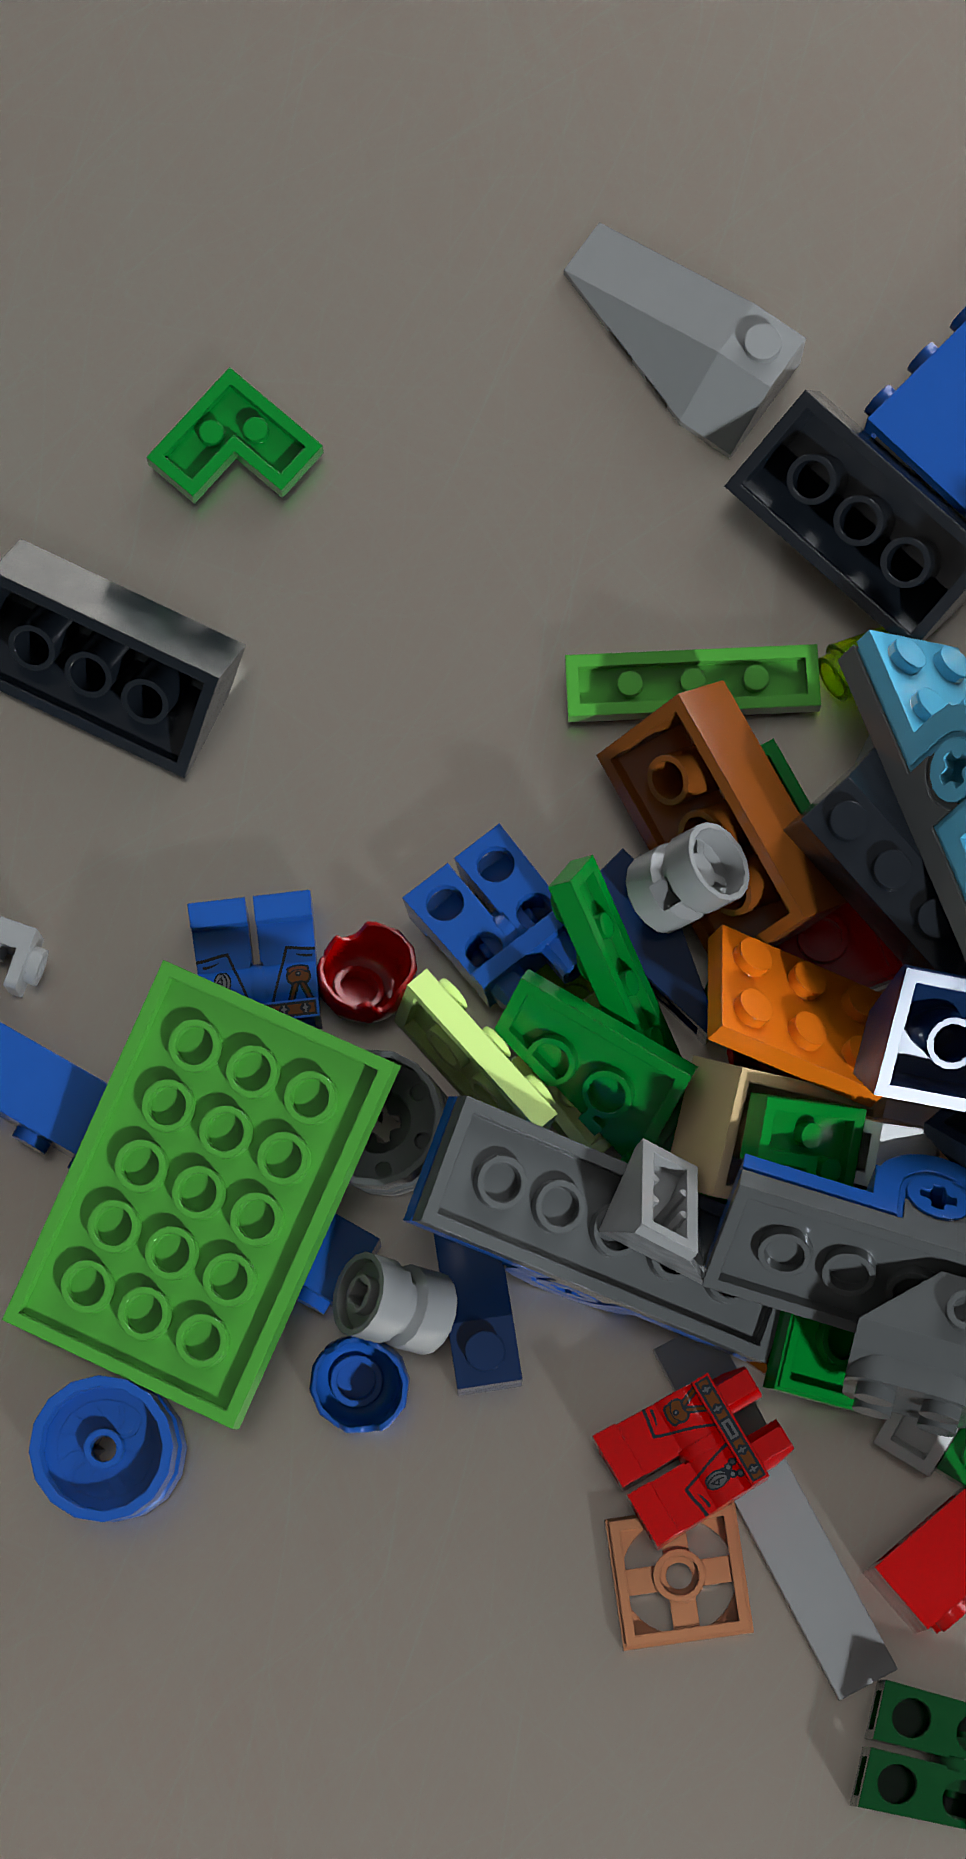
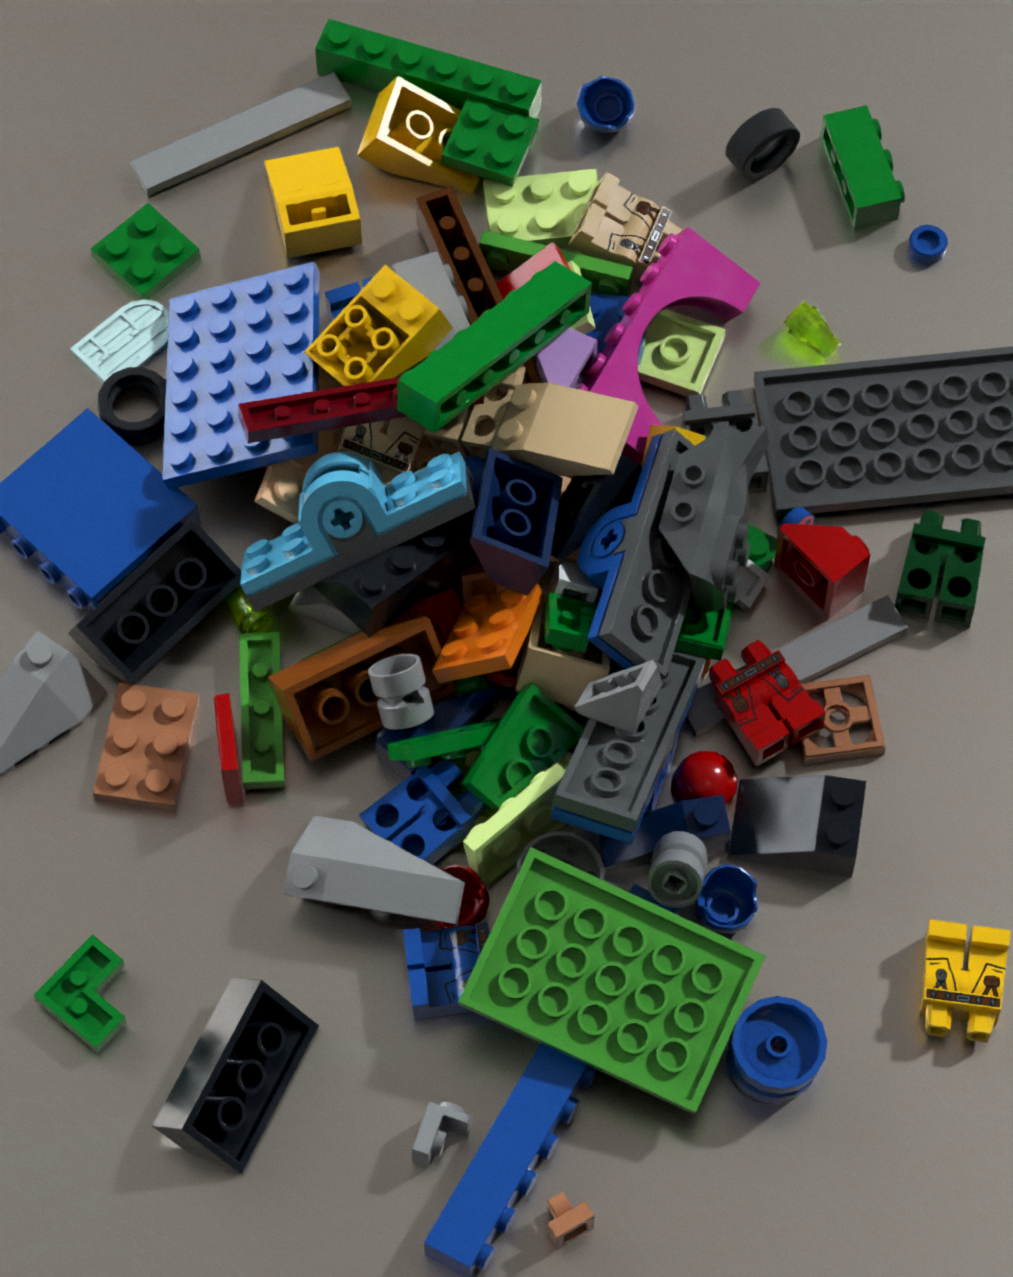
camera: 90 degrees left, 15 degrees down
(204, 1749) = (963, 994): none -> yellow hips
(402, 820) = (358, 869): none -> light grey wedge
(494, 1502) = (799, 822): none -> black slope
(568, 1360) = (704, 776): none -> red hair
(611, 626) = (228, 748): none -> red tile
(635, 517) = (146, 747): none -> nougat plate

